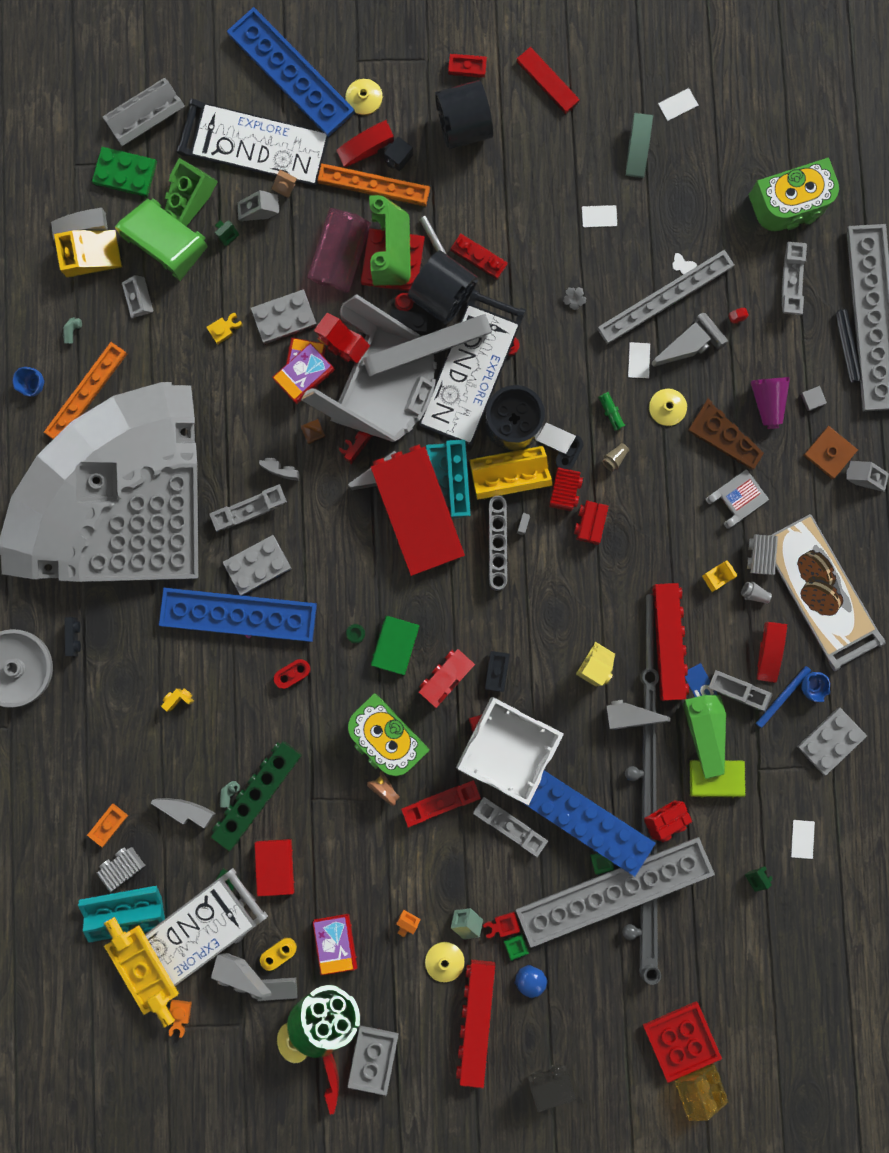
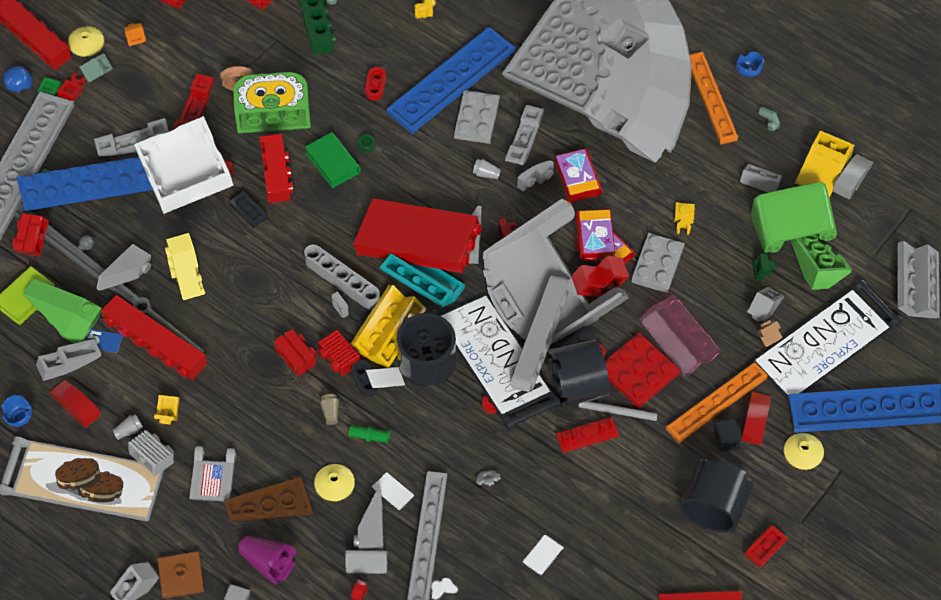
camera: 130 degrees right, 25 degrees down
(124, 171) = (876, 236): green plate -> none
(251, 438) = (578, 175): none -> piece
(305, 514) = (486, 169): none -> light grey cone
(393, 265) = (649, 366): bright green windscreen -> none
(783, 697) = (33, 388): blue bar -> none

